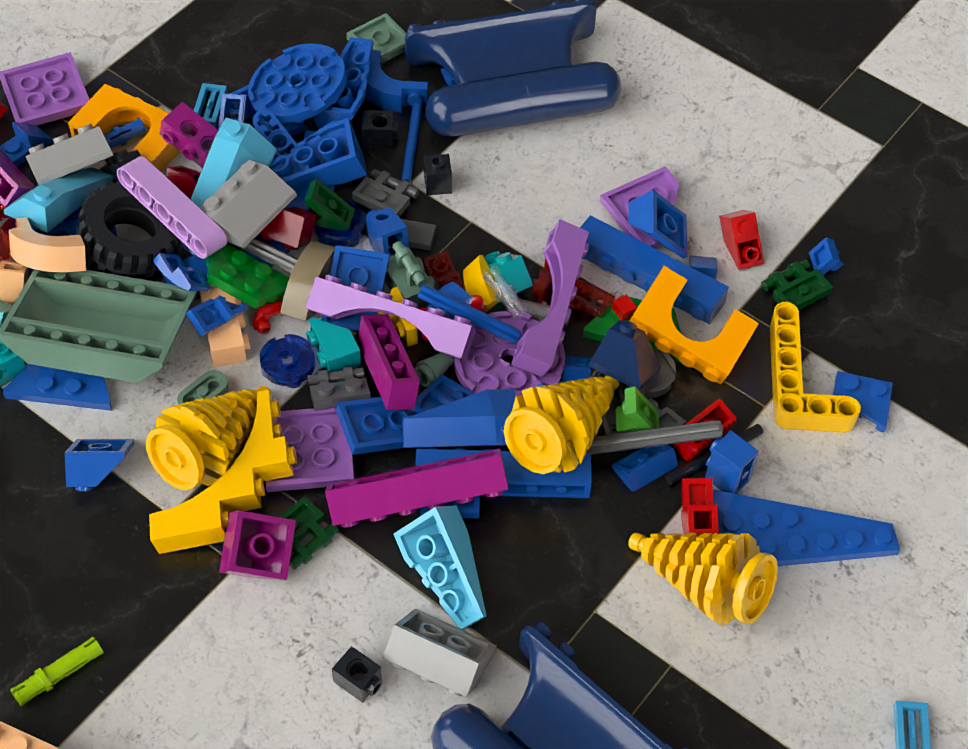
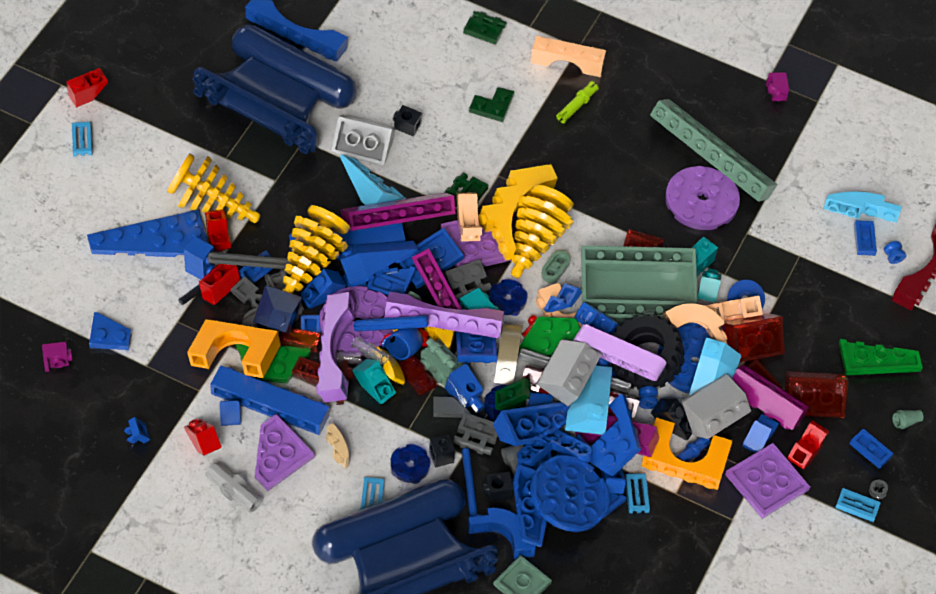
camera: 165 degrees right, 0 degrees up
(63, 407) = (638, 239): none -> clear red slope
(92, 460) = (604, 214): blue slope -> none
(198, 686) = (495, 108): none -> dark green plate
(209, 111) = (618, 443): none -> blue wing
(257, 546) = (487, 170): magenta slope -> none
(314, 453) = (468, 217): none -> light nougat arch
(477, 184) = (410, 474): none -> clear blue plate
(531, 162) = (374, 481): none -> dark azure tile
(567, 202) = (340, 449): none -> tan slope
(585, 339) = (301, 339): none -> clear red slope
(624, 307) = (284, 359): red piece -> none
(636, 413) = (264, 274): bright green slope -> none
(660, 222) = (266, 420): blue slope -> none
(707, 176) = (233, 487): none -> light grey piece
(787, 350) = (159, 318): yellow beam -> none
(803, 290) = (156, 401): dark green plate -> none
(939, 369) = (56, 355): none -> magenta brick

